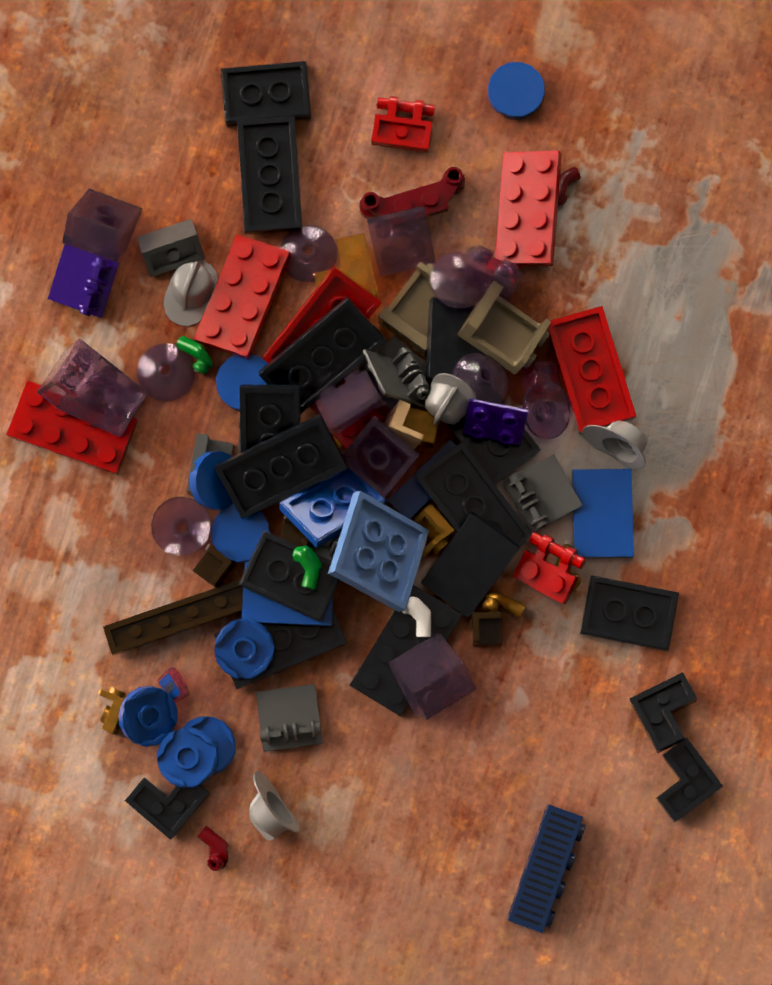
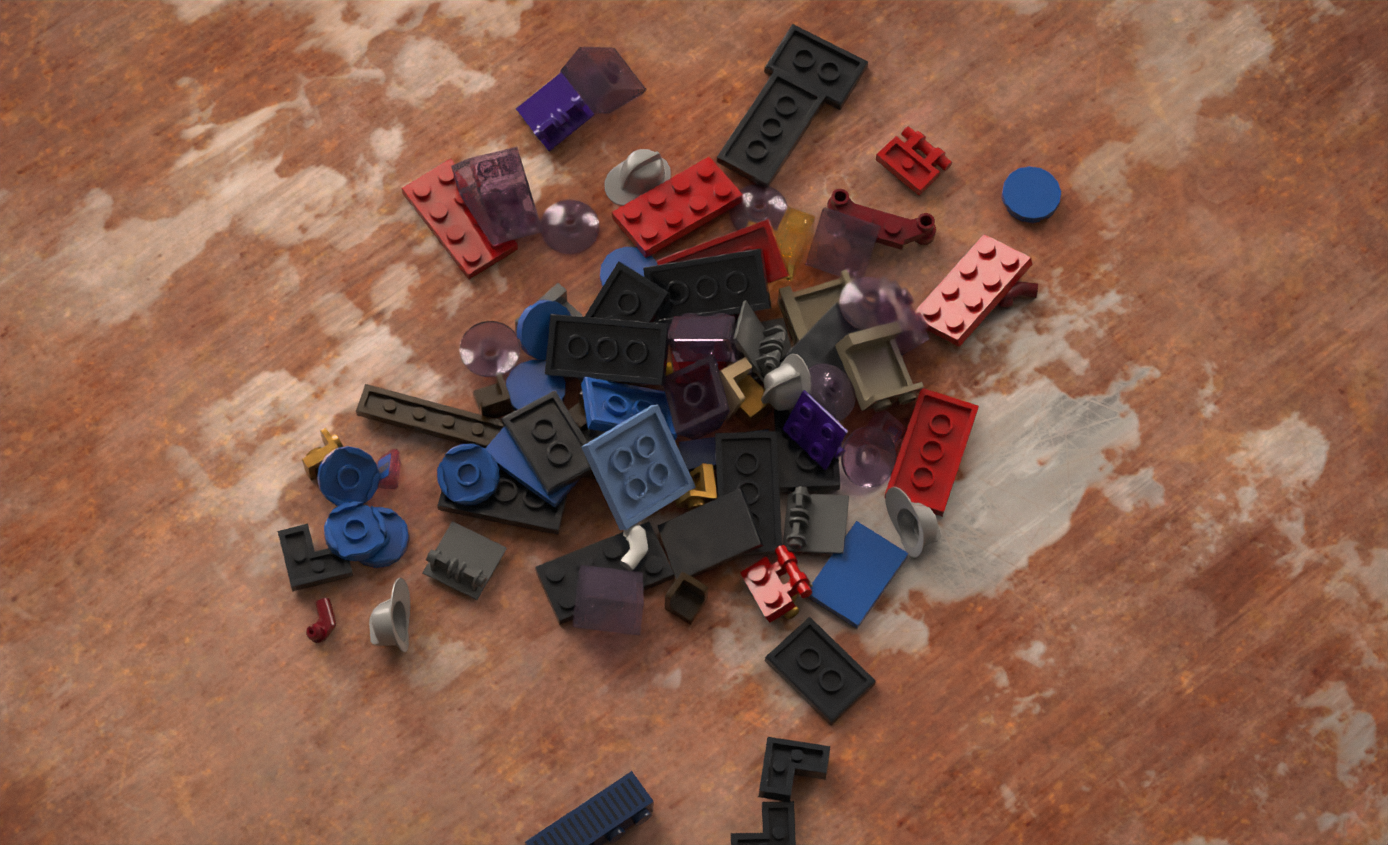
camera: 30 degrees right, 15 degrees down
(170, 247) = (645, 131): dark grey panel -> none
(198, 351) = (607, 223): green arm -> none
(311, 564) = (573, 439): green arm -> none
(506, 603) = (717, 590): pearl gold arm -> none

